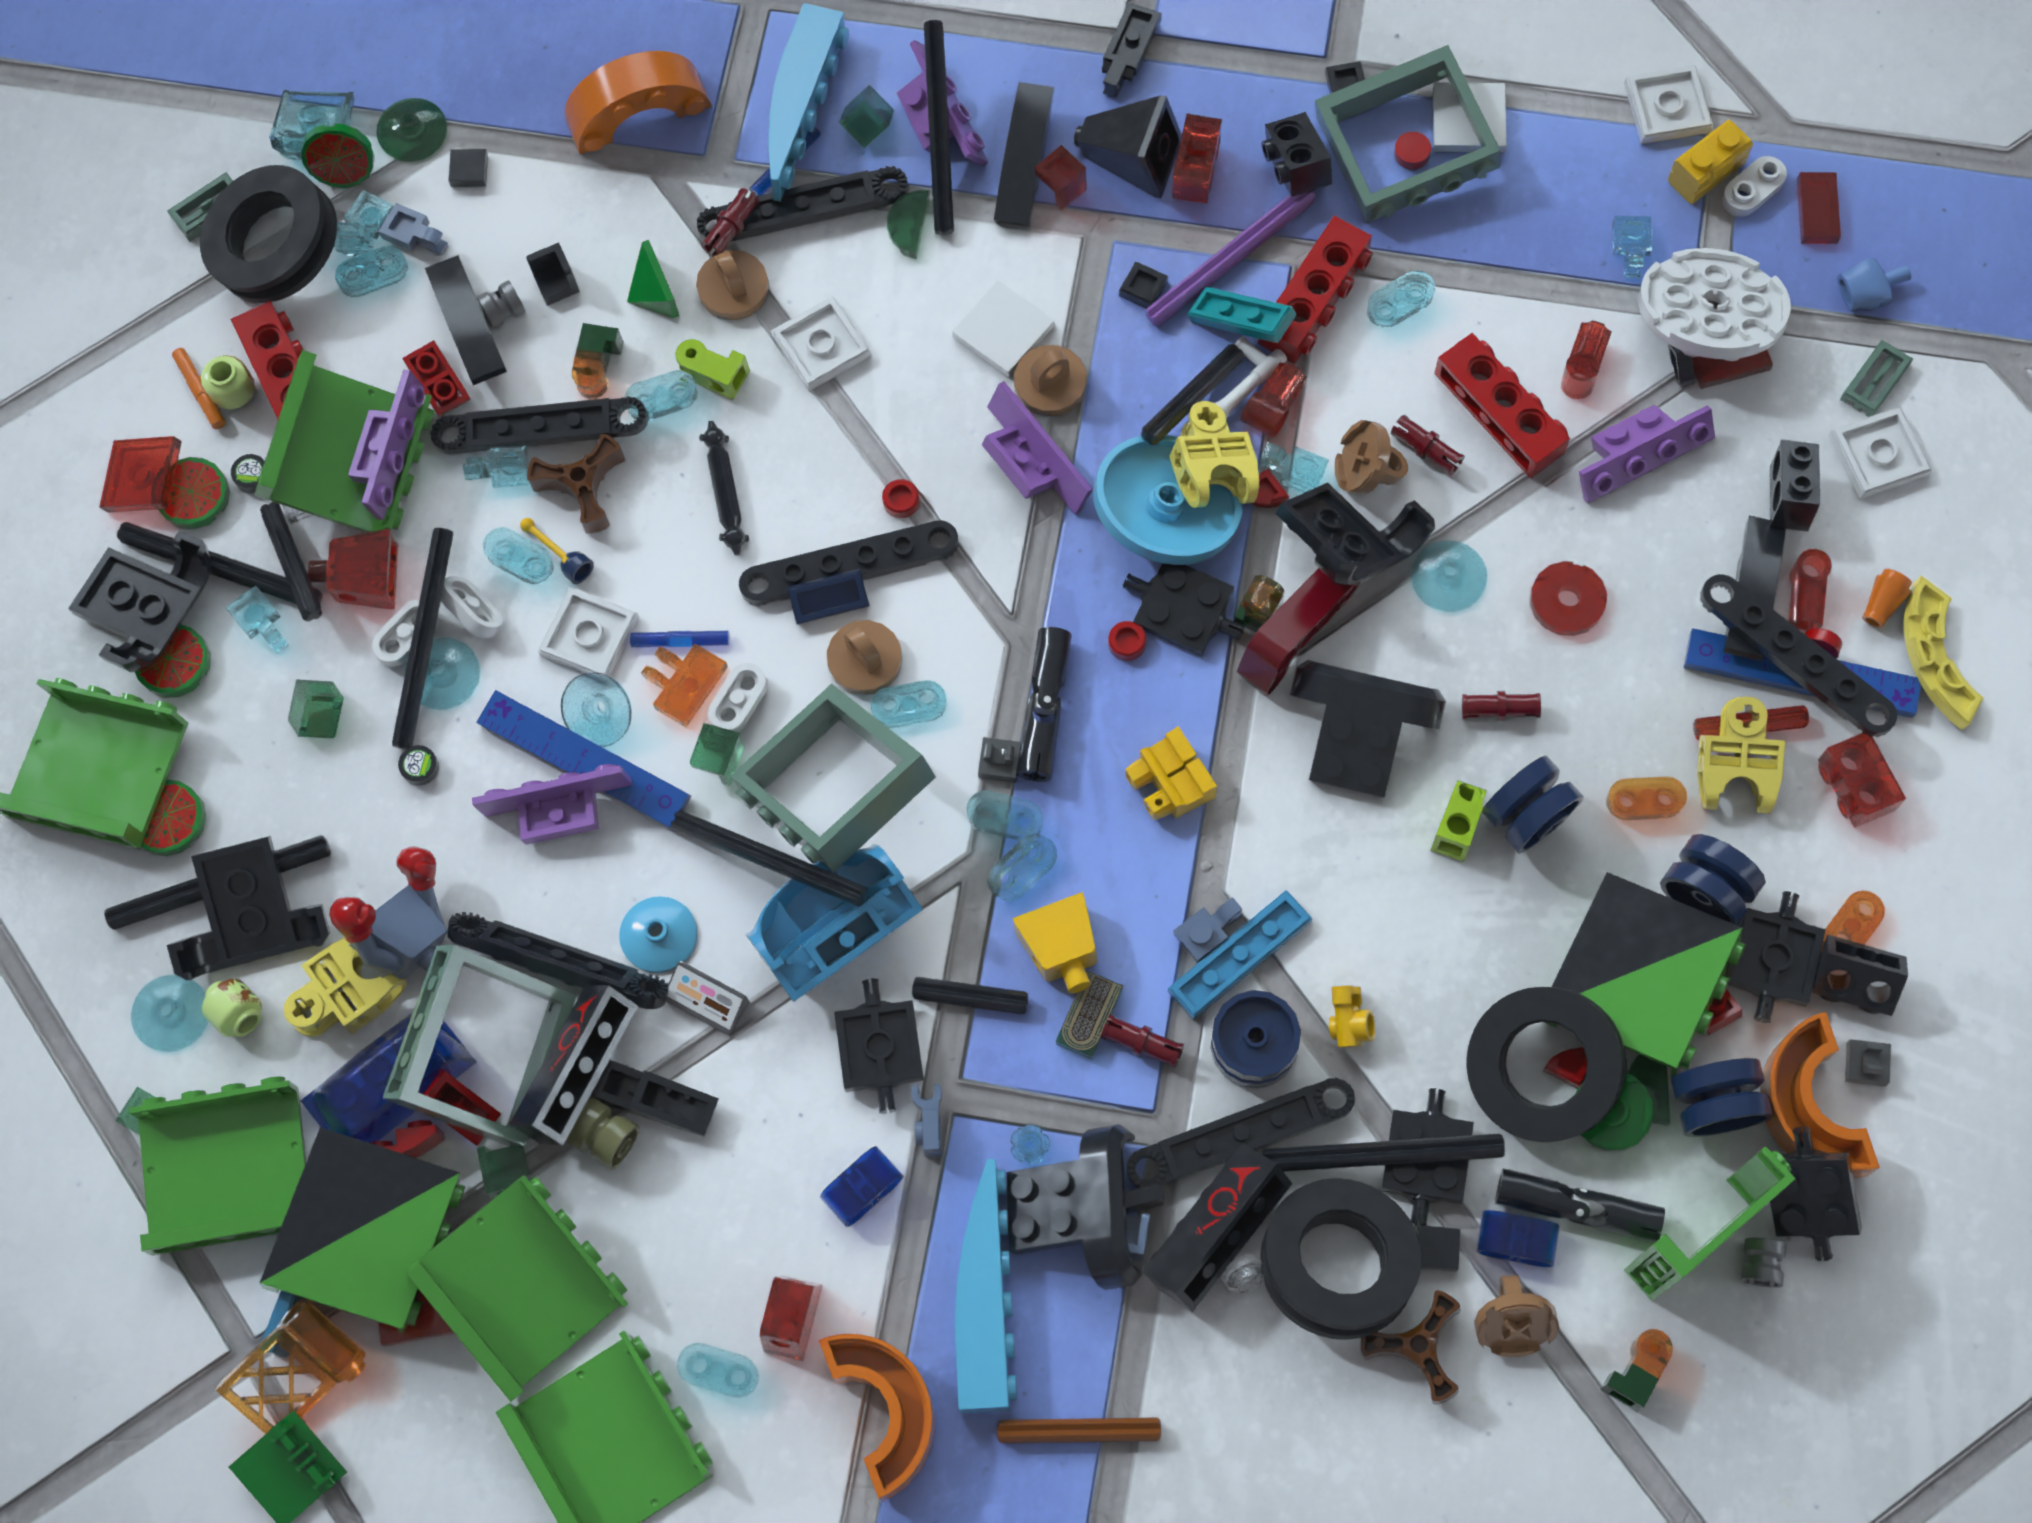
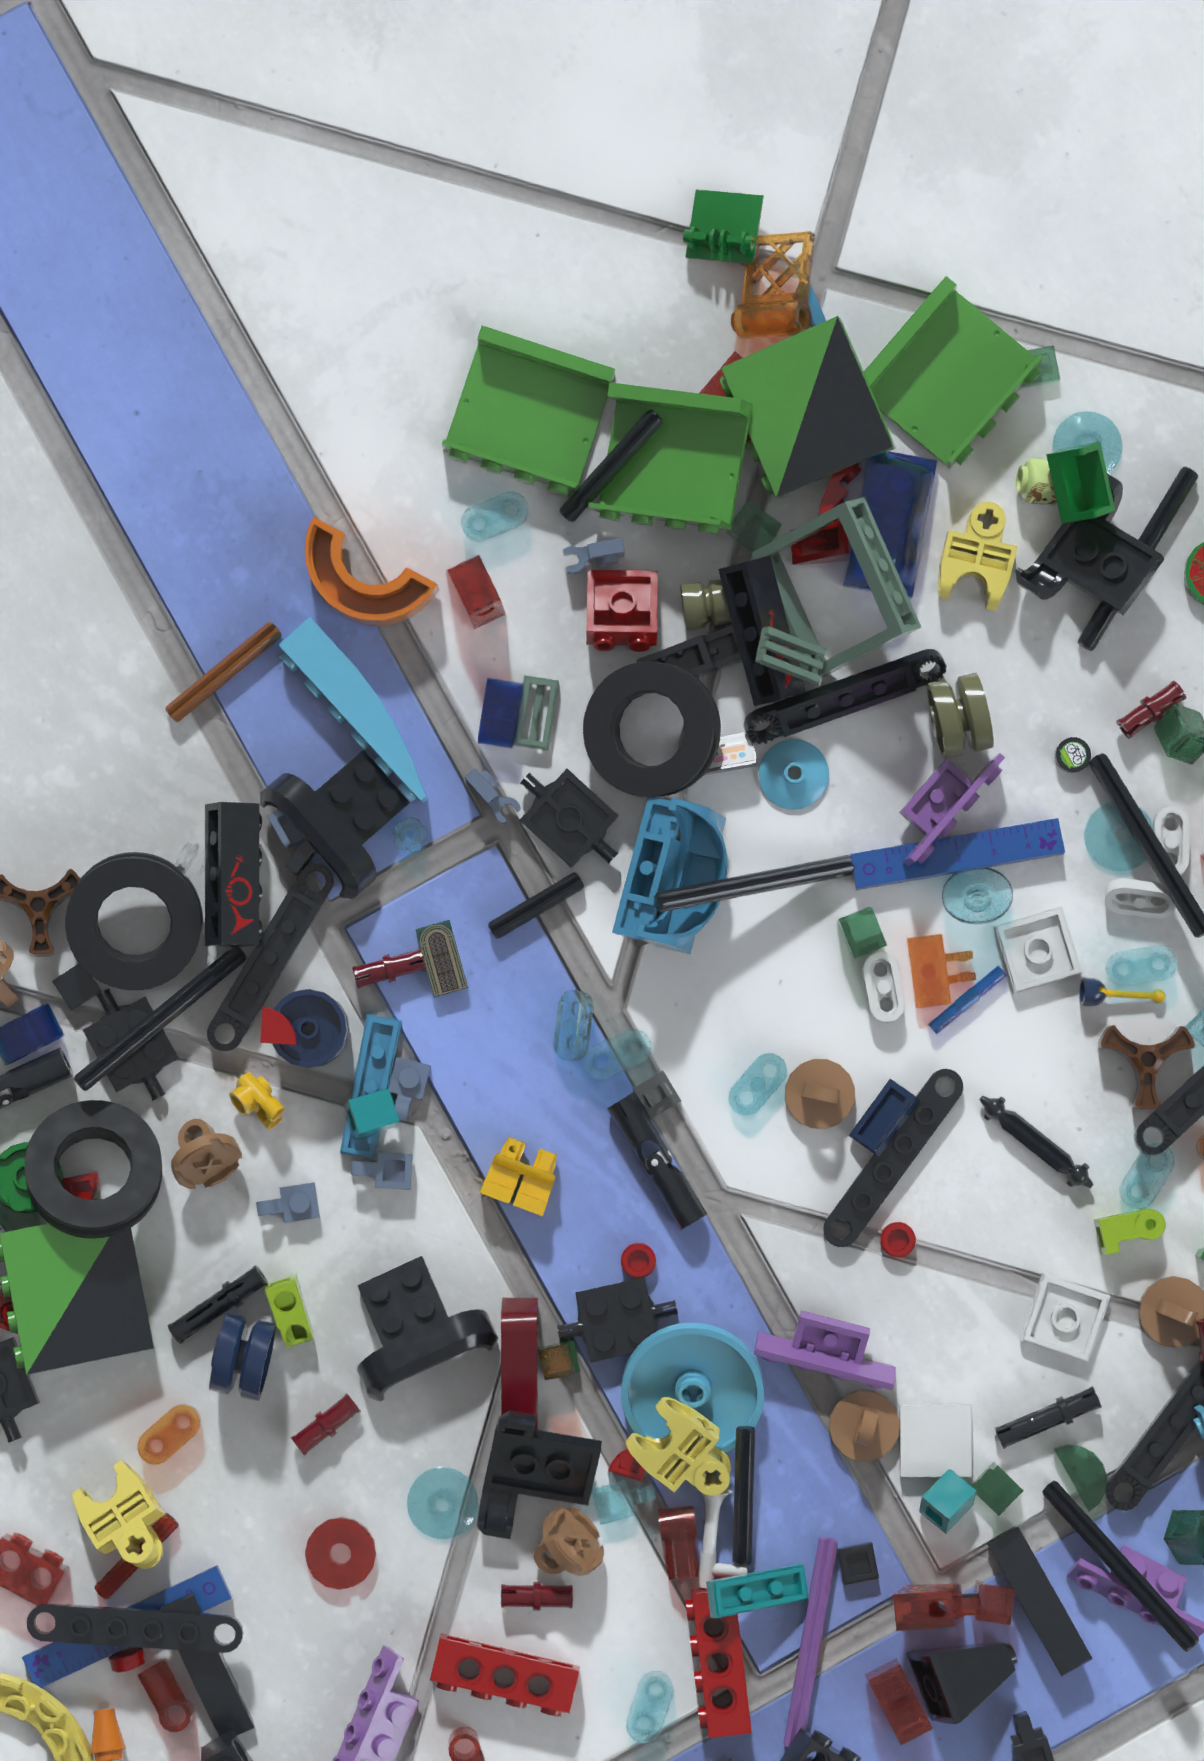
camera: 135 degrees right, 15 degrees up
(198, 971) = (1080, 482): none -> green panel
(322, 749) = (1151, 709): none -> dark red pin
(403, 929) = (968, 630): sand blue torso -> none
(476, 860) = (954, 717): none -> olive wheel
(556, 1001) = (813, 662): none -> sand green tile
(575, 1327) = (611, 465): none -> black axle
(651, 1255) = (603, 553): none -> sand blue plate
(678, 1190) = (622, 609): none -> plate
(798, 1056) = (603, 721): none -> black tyre
(805, 1186) = (532, 743): none -> sand green tile
(868, 814) = (700, 968): sand green window -> none
(900, 279) = (1048, 1417): none -> black pin
(986, 255) = (996, 1488): none -> clear green panel
(1032, 273) = (947, 1501): none -> teal panel
(1059, 941) = (501, 992): yellow torso -> none
(1109, 200) = (919, 1606): none -> clear red torso
(1258, 922) = (371, 1113): none -> teal panel
(1280, 870) = (390, 1170): none -> sand blue plate
(1284, 1051) = (276, 1028): none -> red tile
(1385, 906) = (296, 1203): none -> sand blue plate
(1436, 999) = (206, 1158): none -> medium nougat tile
(1566, 877) = (218, 1304): none -> black pin
(1713, 878) = (73, 1400): dark blue wheel -> none

